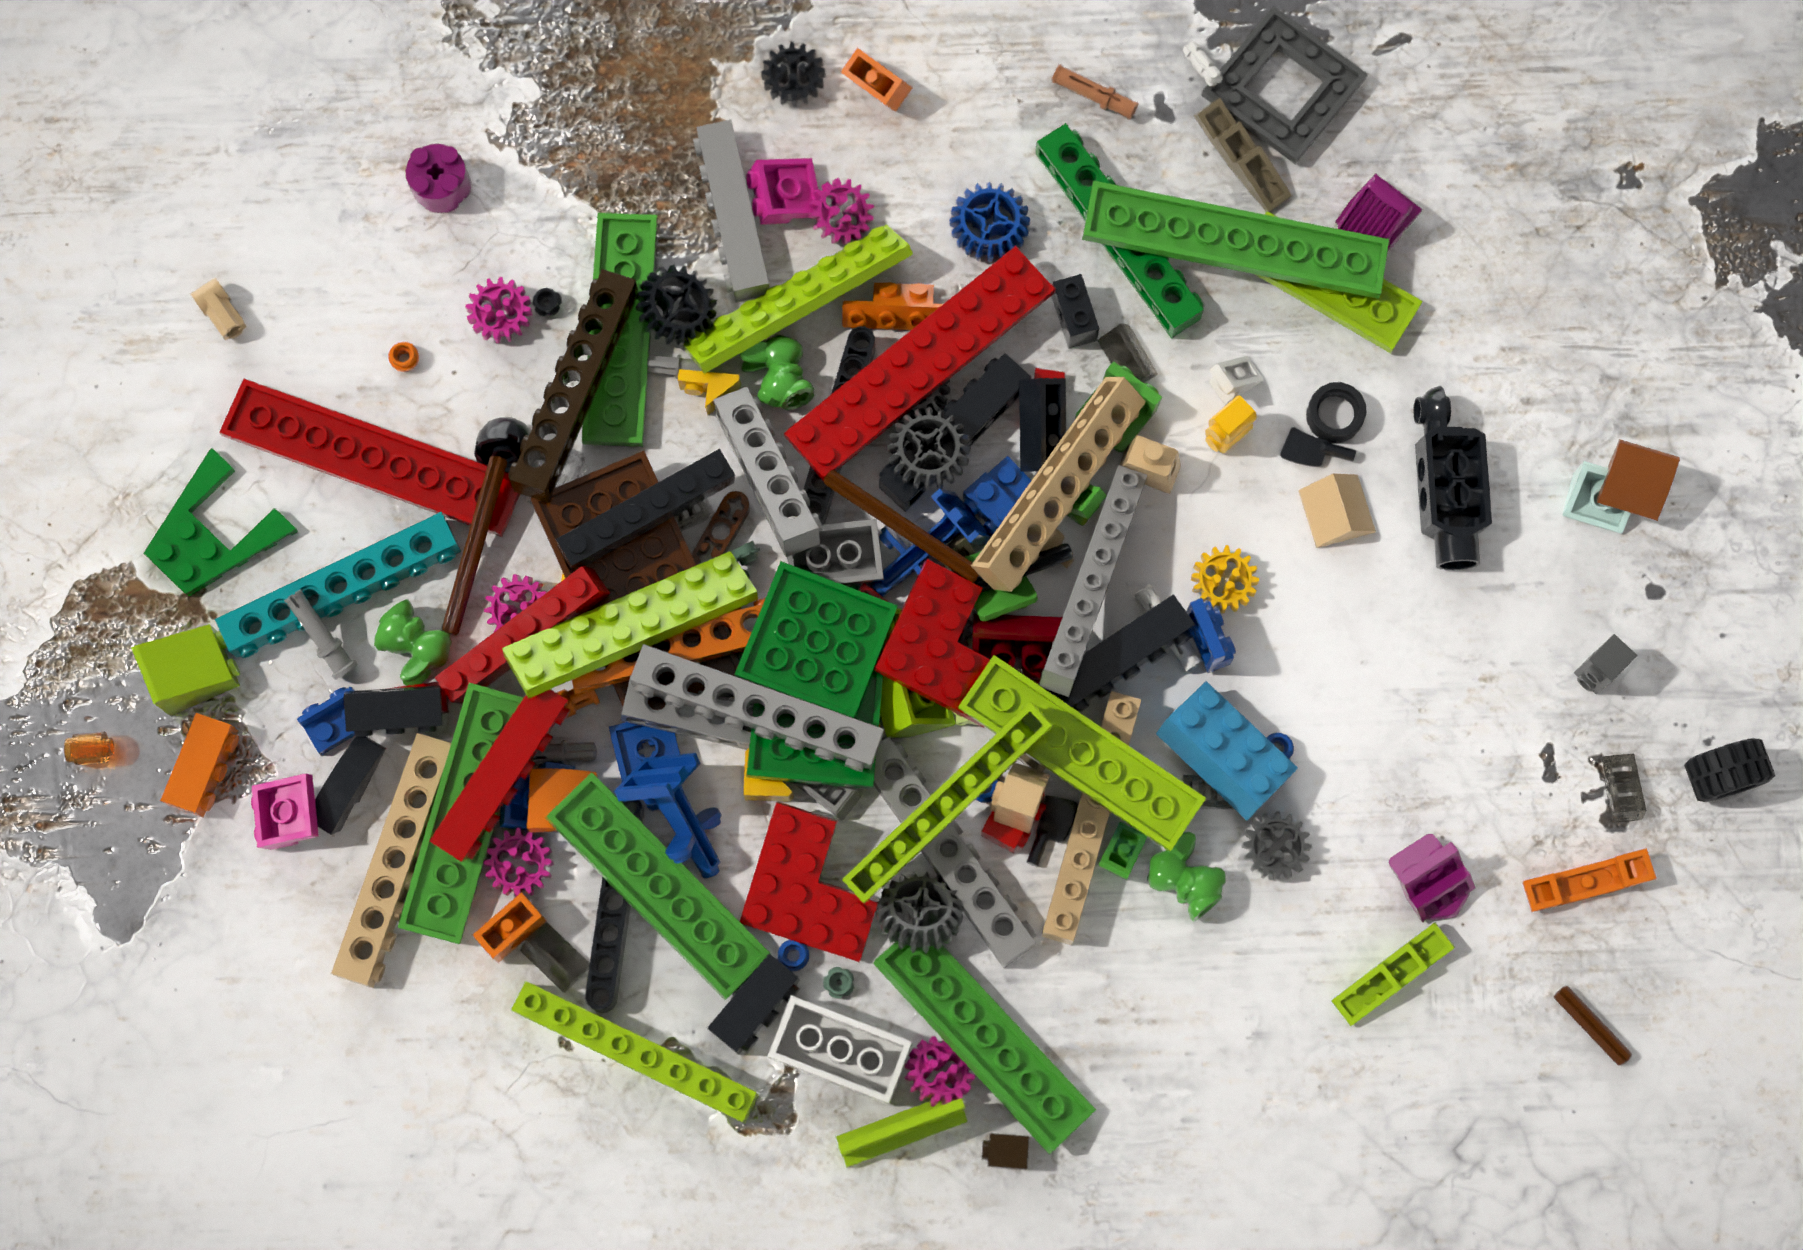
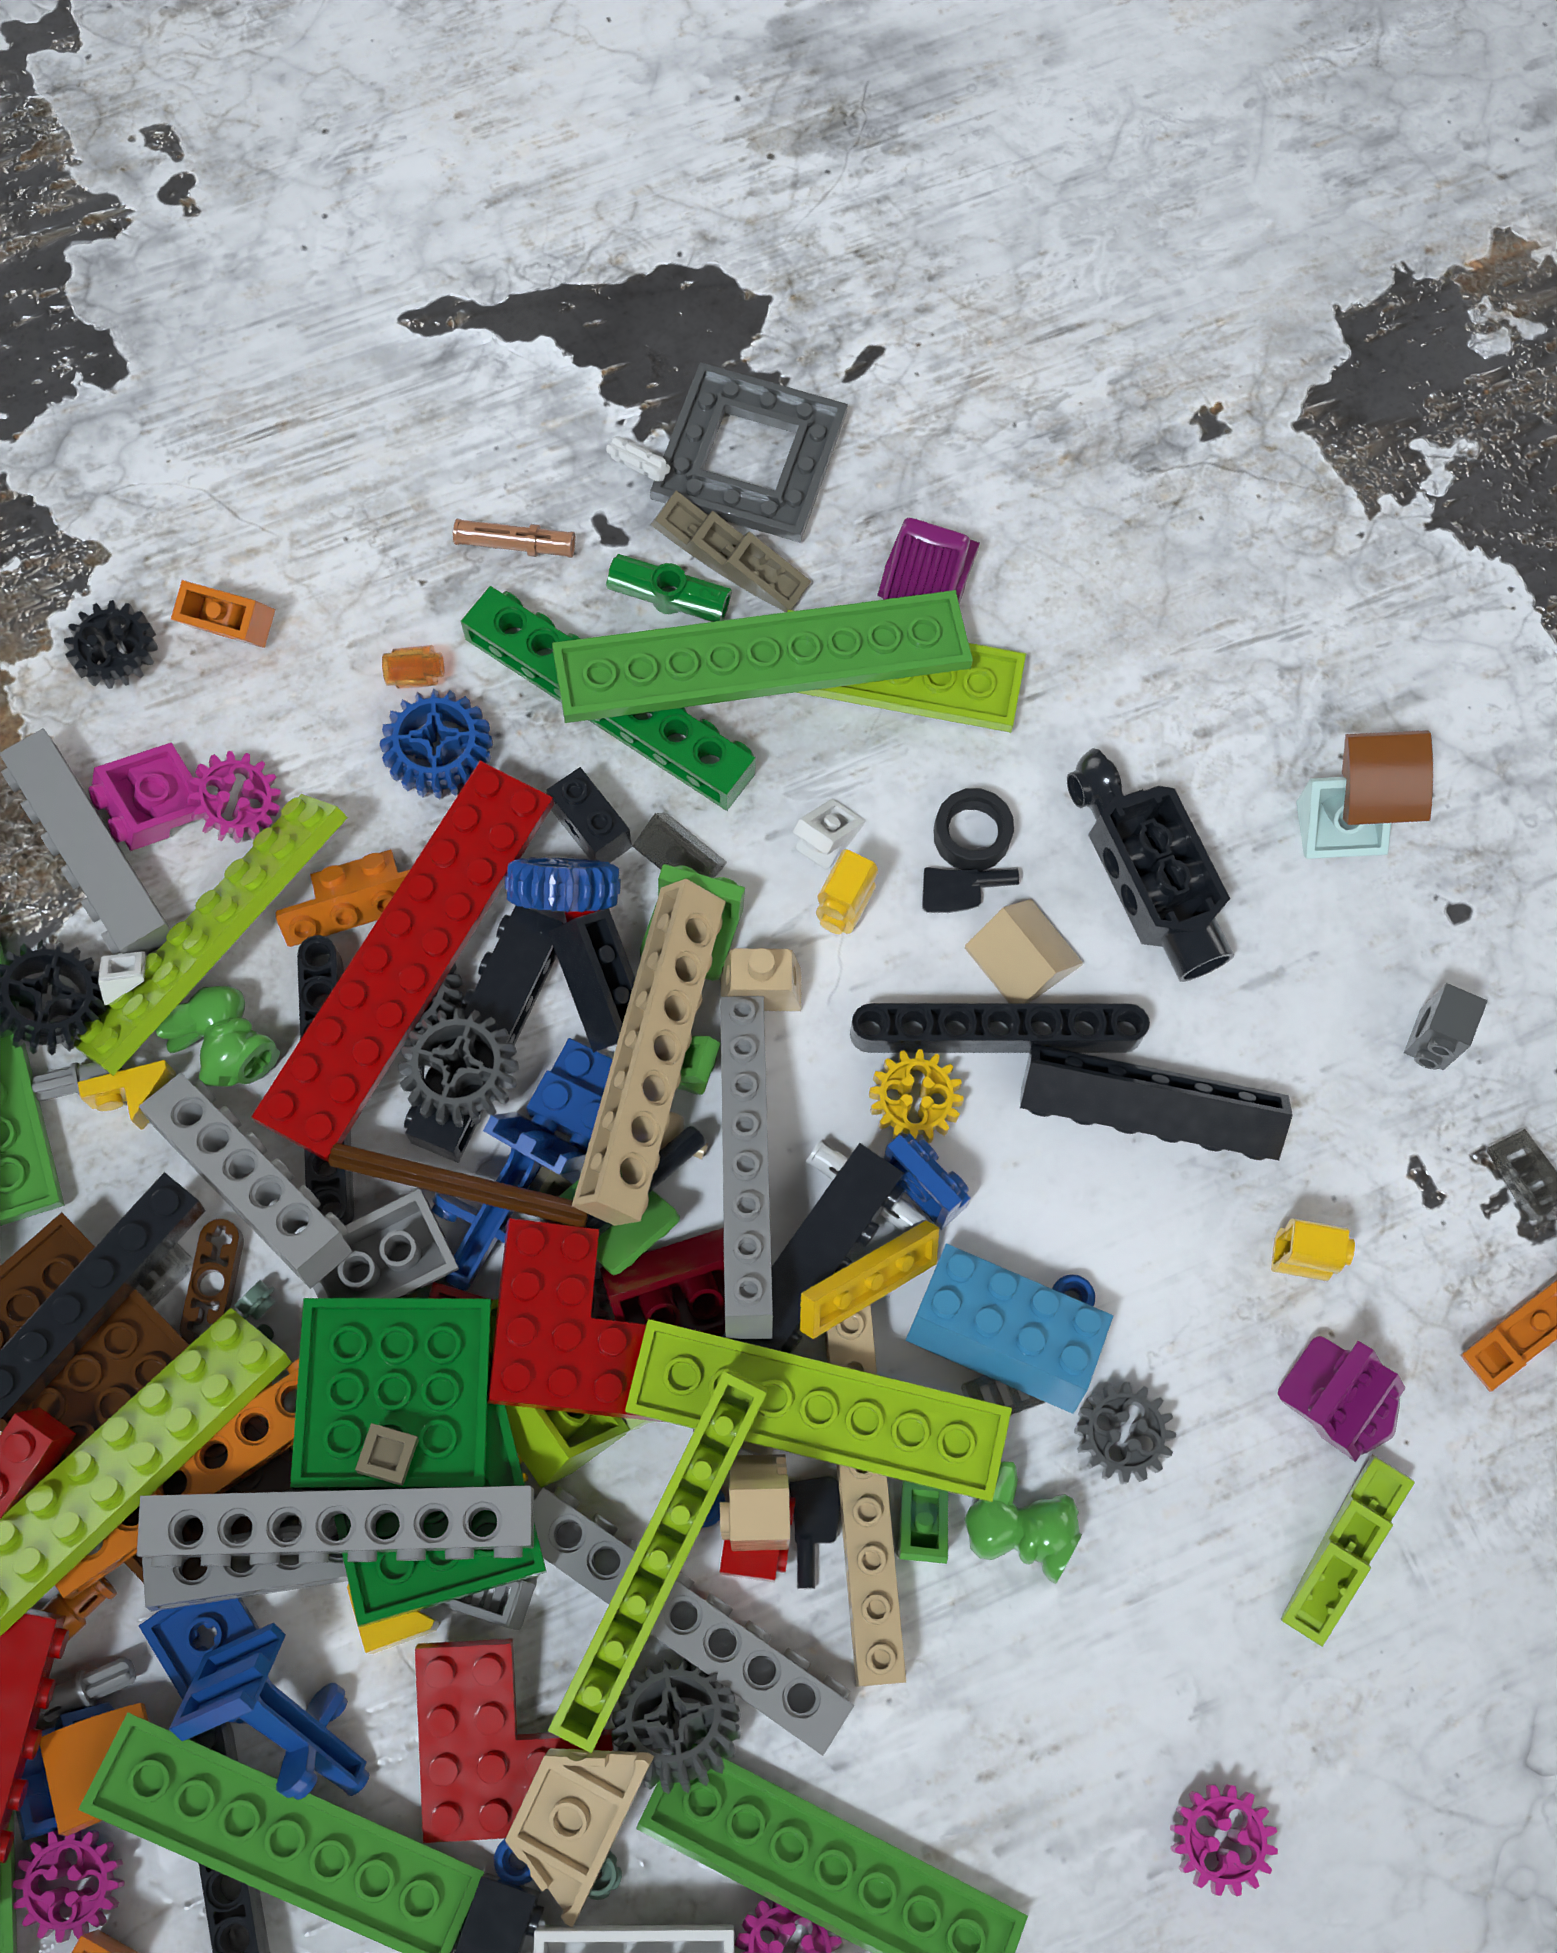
camera: 25 degrees left, 5 degrees down
(729, 307) = (120, 974): none -> white slope
(801, 676) = (387, 1454): none -> dark tan plate
(837, 941) = (574, 1819): none -> tan wing
(992, 161) = (413, 667): none -> clear orange brick
(1040, 350) = (562, 884): none -> blue gear
(1146, 684) = (868, 1279): none -> yellow plate
(1175, 155) = (646, 581): none -> green piece
(1234, 1132) = (1250, 1833): none -> dark pink gear
(1314, 552) = (1015, 1016): none -> black beam
(1384, 642) = (1155, 1102): none -> black brick
(1449, 776) = (1312, 1249): none -> yellow brick

